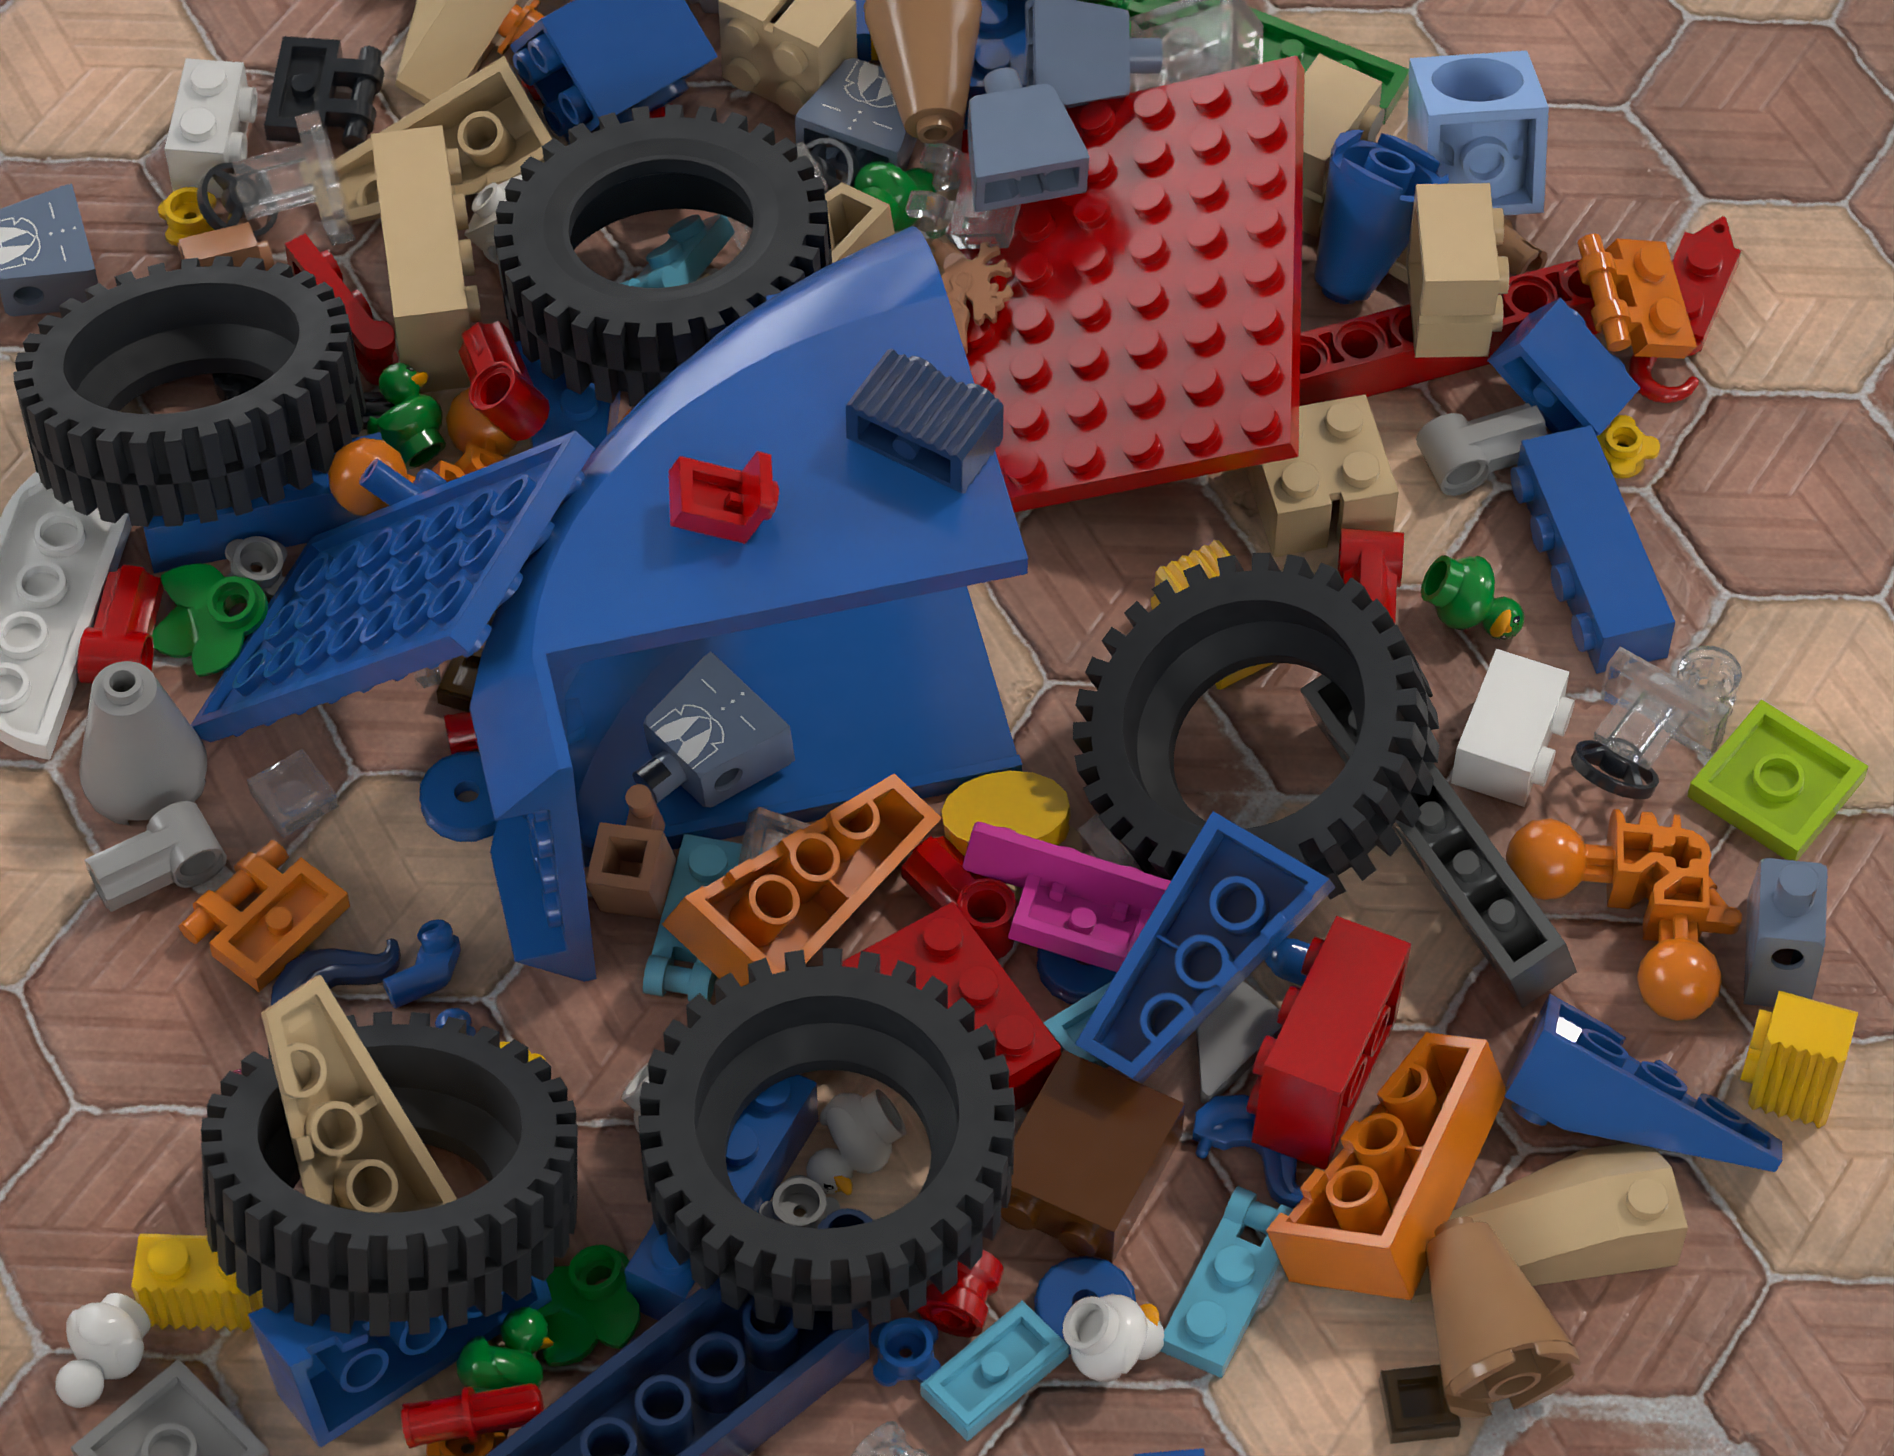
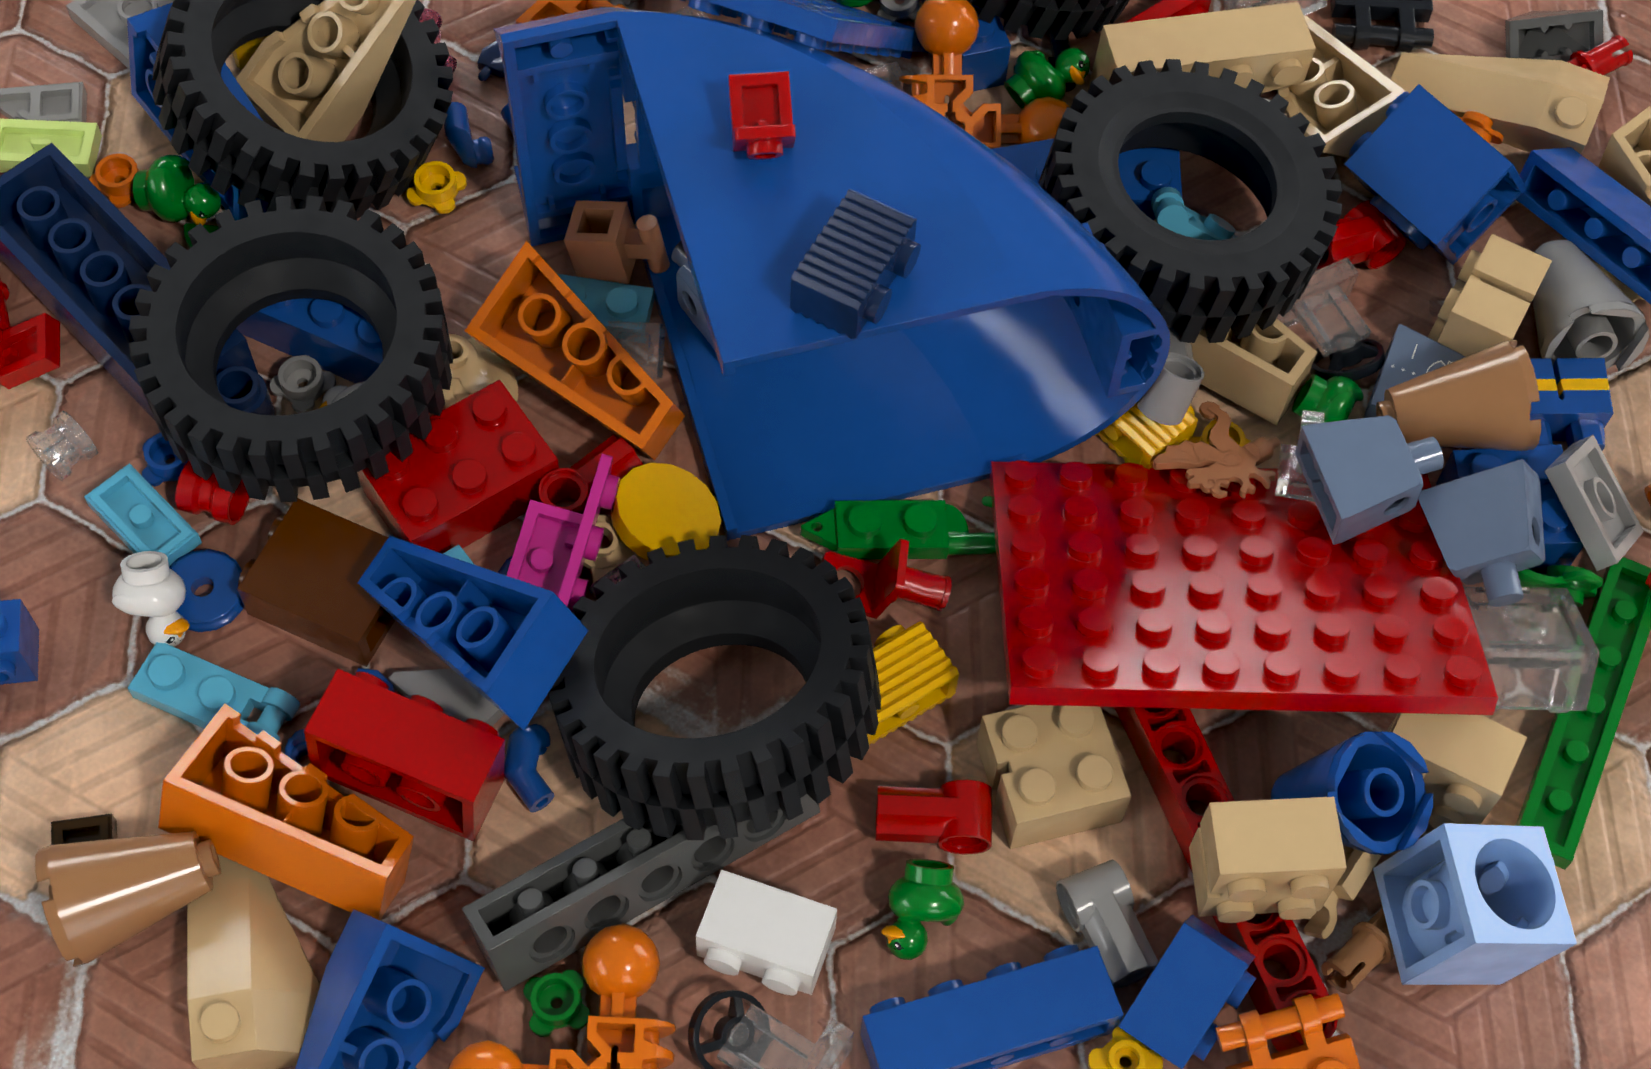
camera: 85 degrees right, 5 degrees up
(392, 486) = (921, 44): blue arm -> none
(470, 1414) = (120, 161): red axle -> none
(501, 382) = (1039, 110): red piece -> none
(1023, 612) = (873, 527): none -> green plate
(1091, 605) = (893, 580): none -> red bracket
(1587, 915) = (551, 986): none -> green plate

